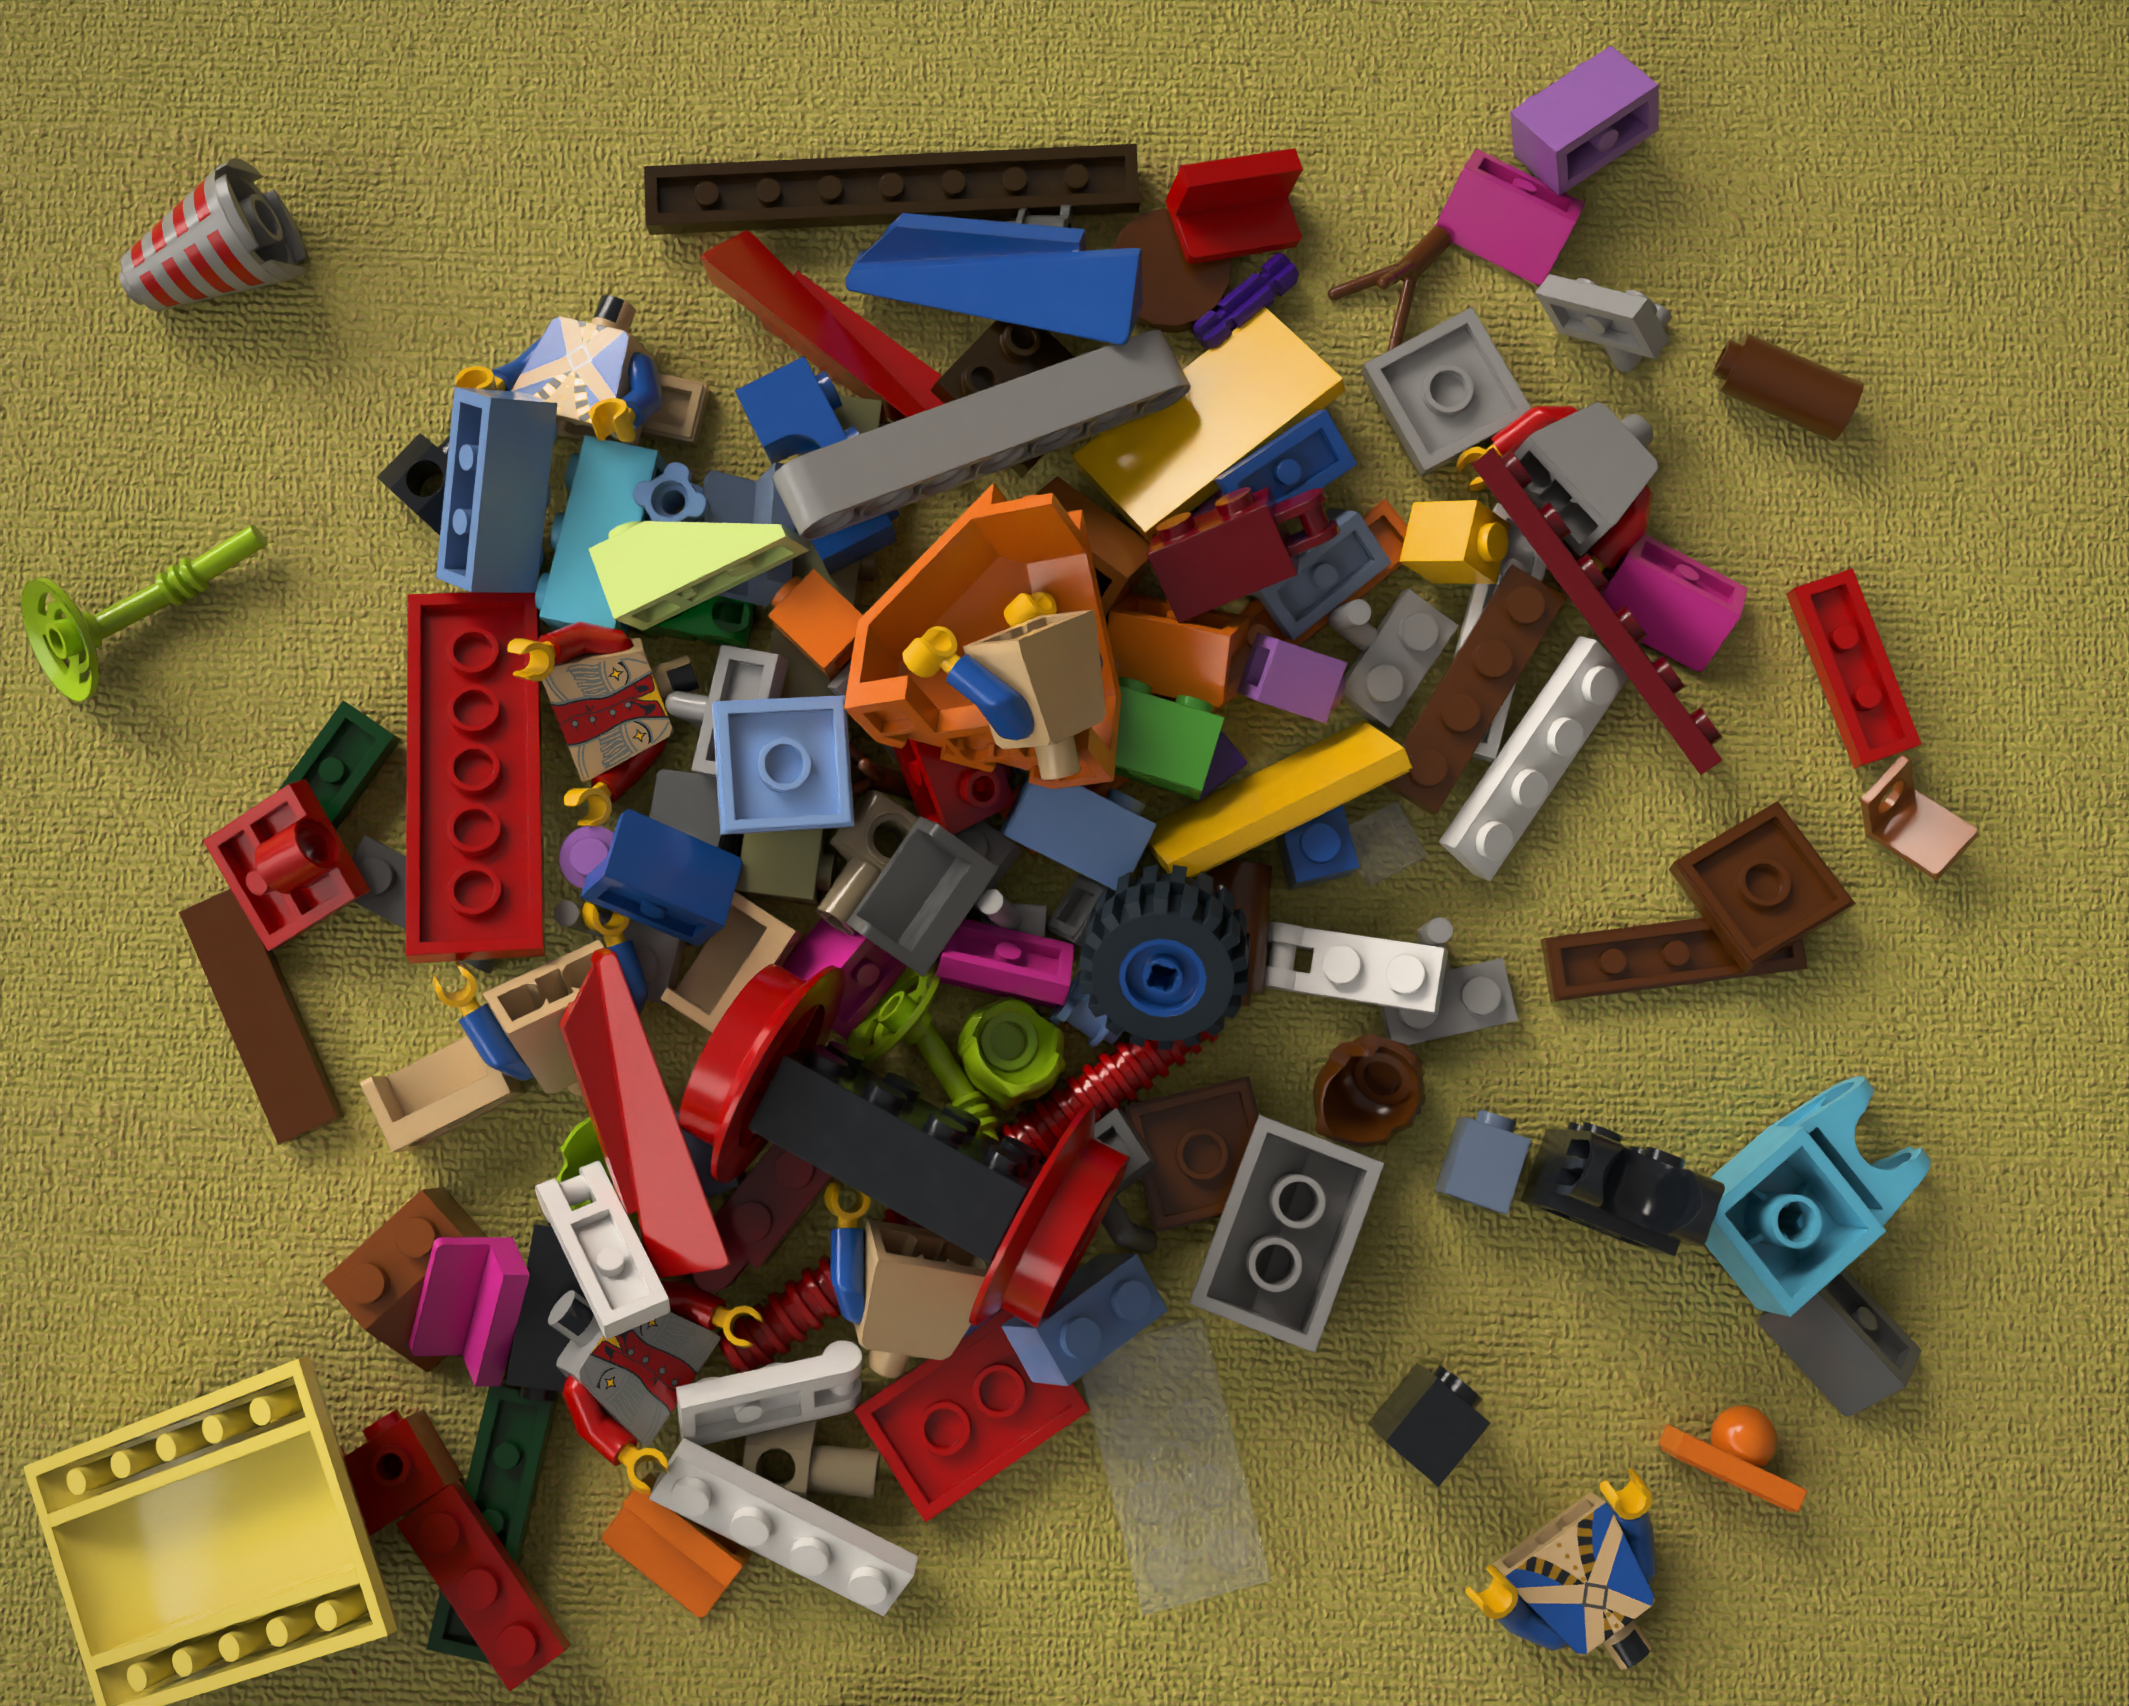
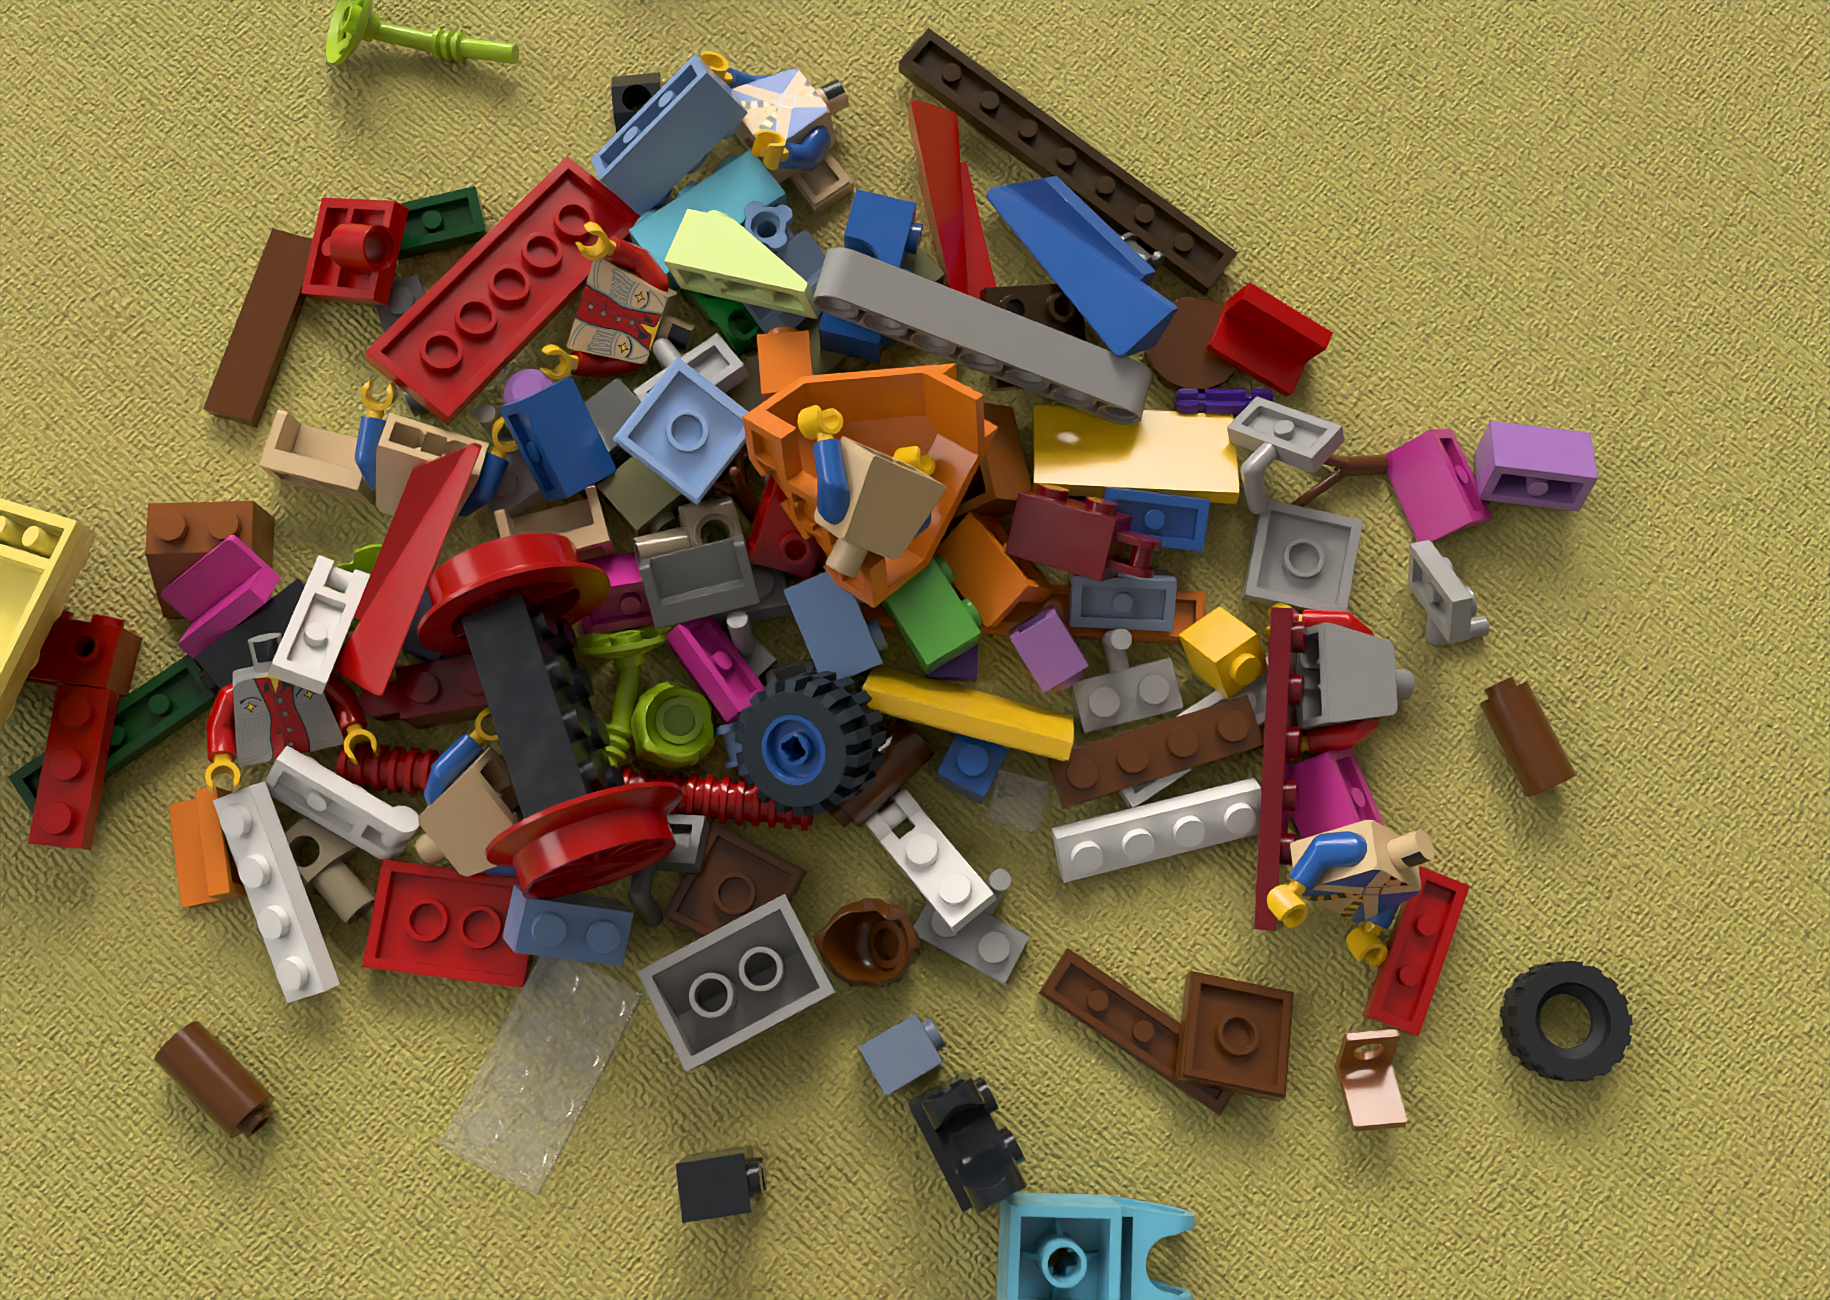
camera: 35 degrees right, 5 degrees down
(1333, 291) = (1281, 435): none -> light grey plate
(1751, 649) = (1357, 873): none -> torso
(2070, 582) = (1606, 1009): none -> black tyre

